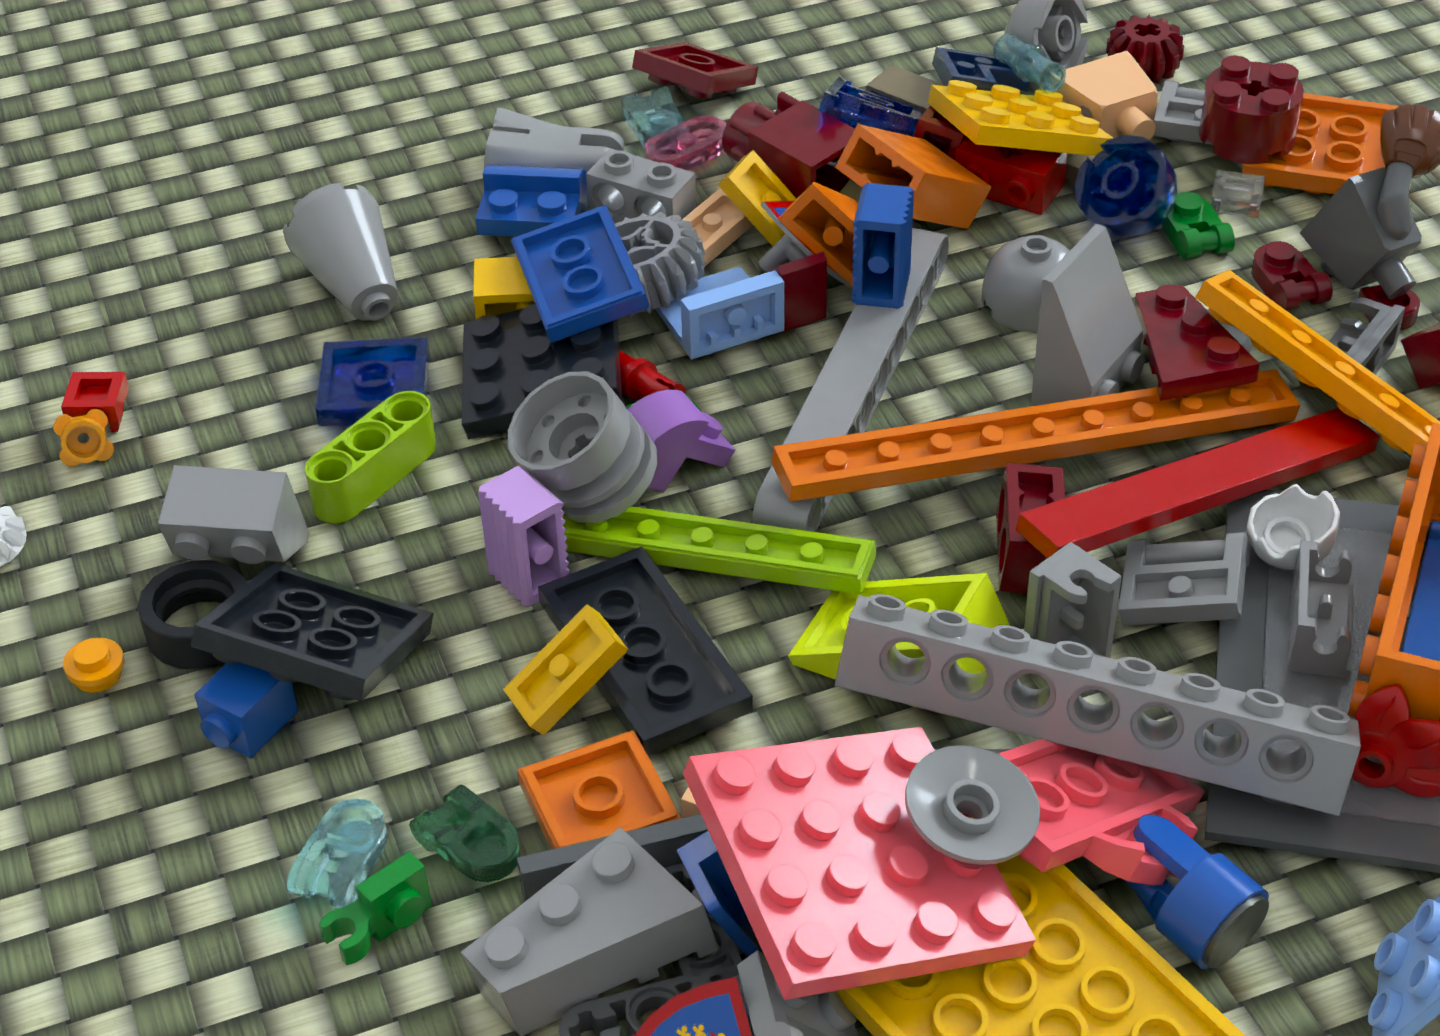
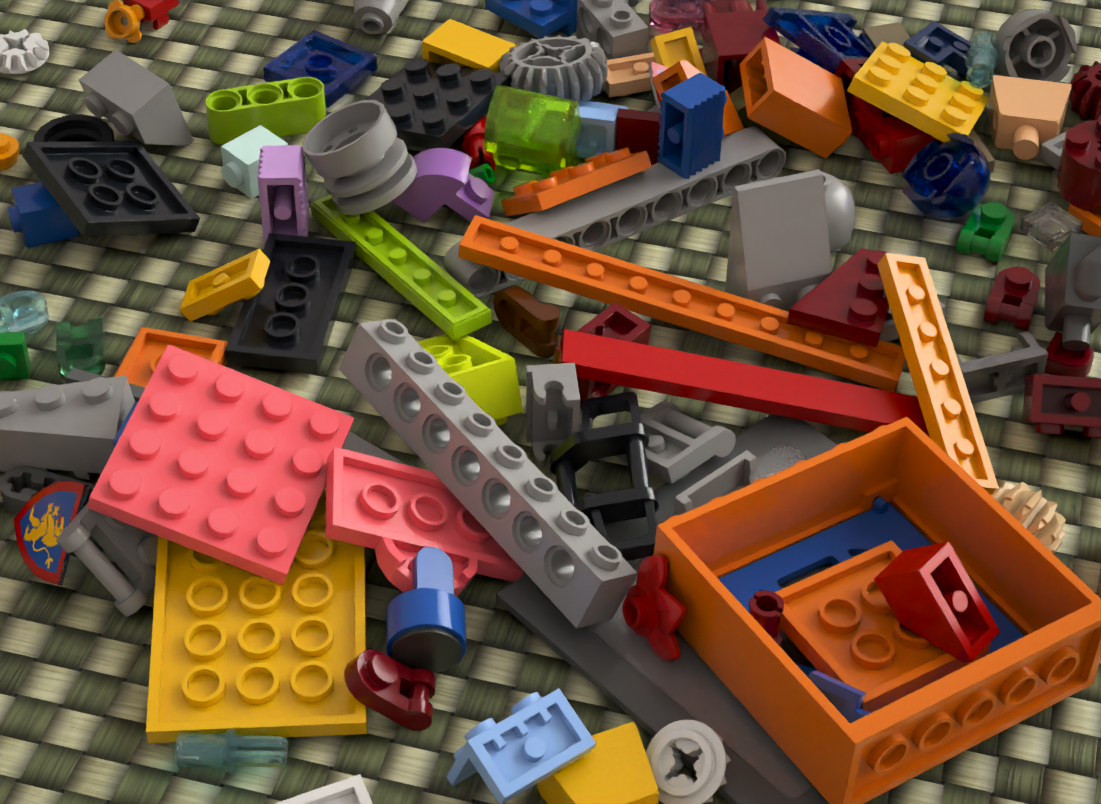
camera: 35 degrees right, 0 degrees up
(426, 517) = (242, 159): none -> light aqua brick
(579, 273) = (491, 53): blue tile -> none
(712, 332) = (532, 130): none -> clear neon green brick
(797, 367) = (575, 181): none -> orange plate
(890, 527) = (528, 319): none -> reddish brown plate
(976, 784) = (311, 450): light grey dish -> none
(1171, 592) = (606, 442): none -> black bar
(1241, 994) = (379, 679): none -> dark red plate
(1285, 519) = (773, 441): white hair -> none

